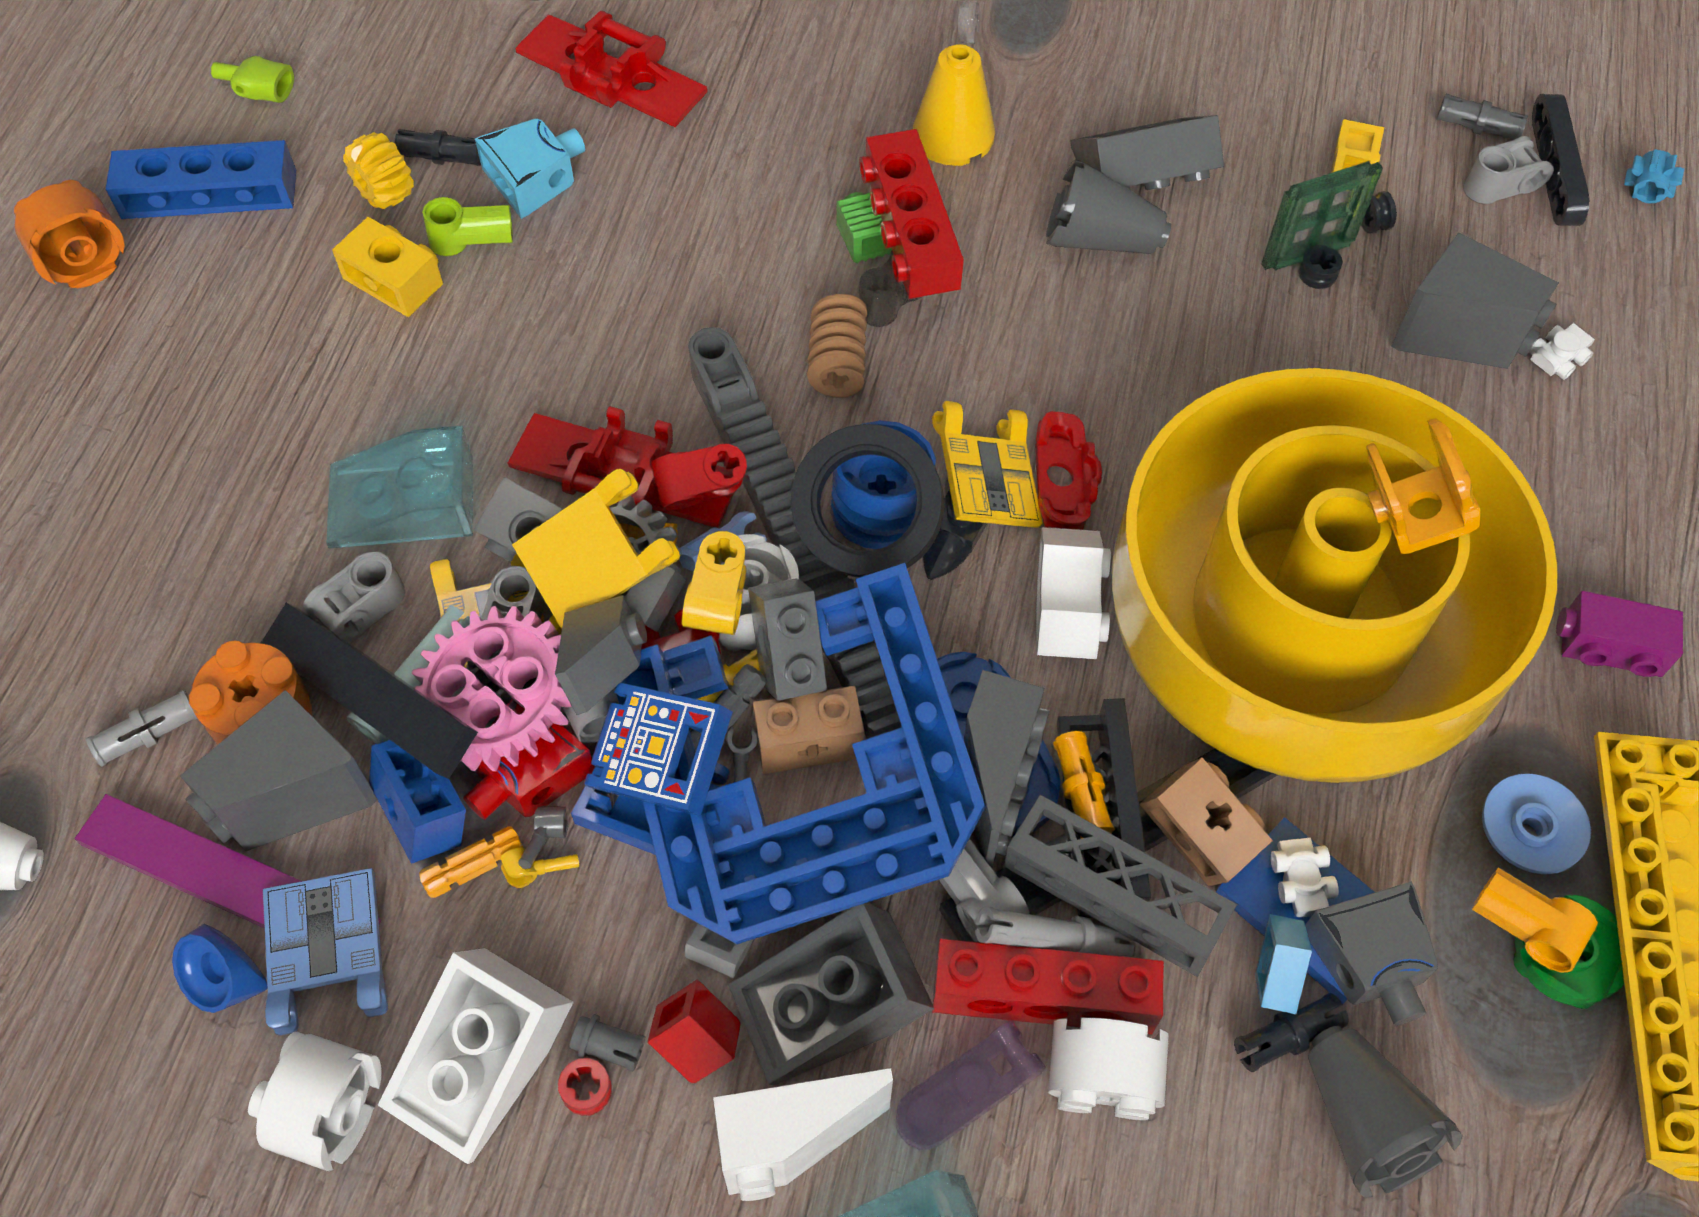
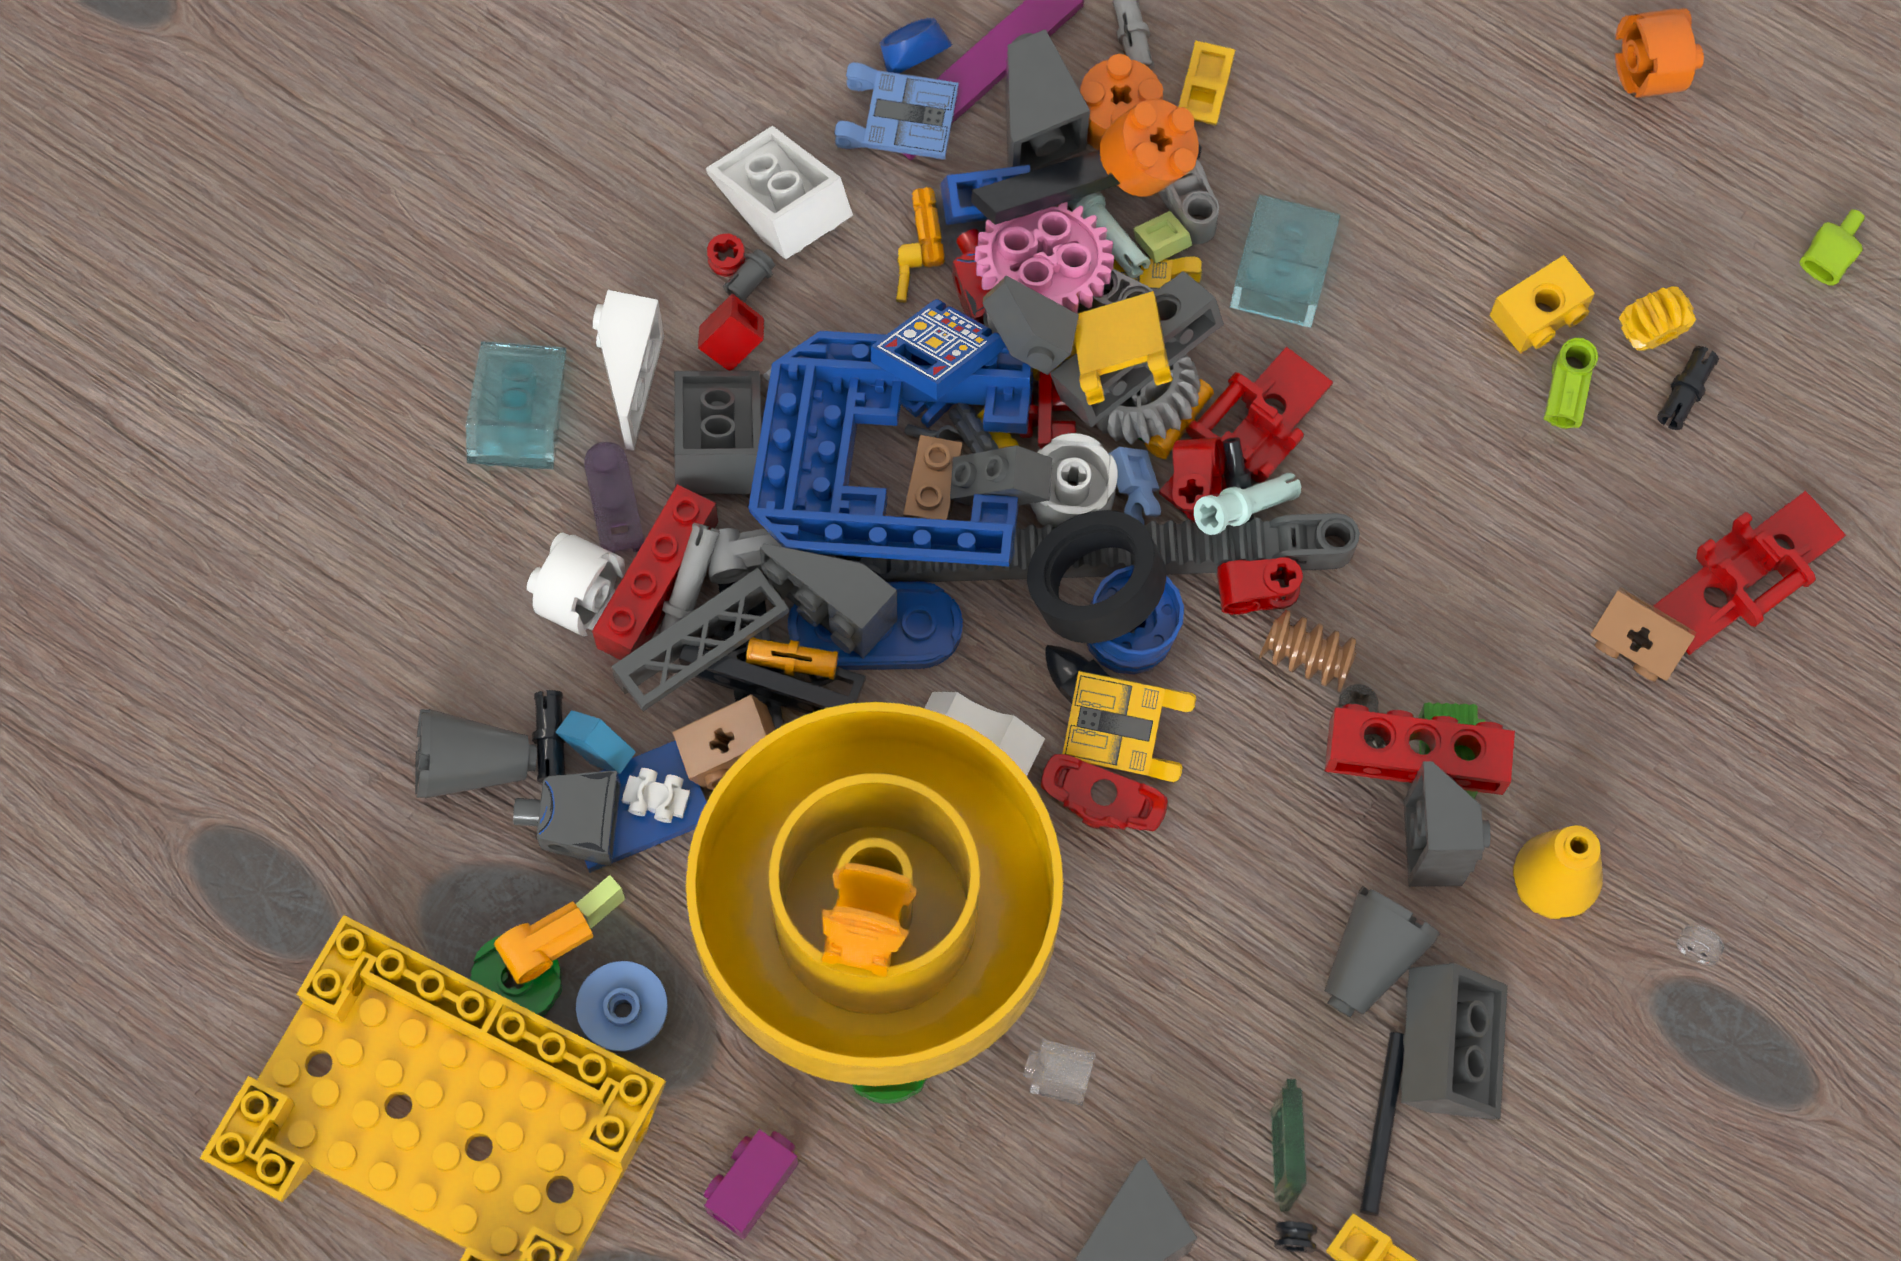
camera: 110 degrees right, 10 degrees up
(191, 636) = (1206, 81): none -> yellow slope
(201, 179) = (1686, 231): blue brick -> none
(315, 1101) = (780, 78): white brick -> none
(317, 615) = (1150, 147): none -> orange brick
(410, 612) = (1162, 237): none -> yellowish green tile
(529, 163) = (1632, 456): medium azure torso -> none
(548, 823) = (936, 285): dark grey hand -> none
(678, 443) = (1237, 474): none -> black bar
(709, 112) = (1668, 635): none -> medium nougat brick
(716, 590) = (1057, 432): yellow piece -> none
(721, 424) = (1237, 505): none -> light aqua pin
(788, 403) = (1253, 585): none -> red piece
(986, 174) = (1442, 830): none -> dark grey slope
(1233, 187) = (1383, 1125): none -> black bar
(1323, 258) = (1262, 1158): black bush -> none
(1445, 892) = (601, 901): none -> yellowish green tile

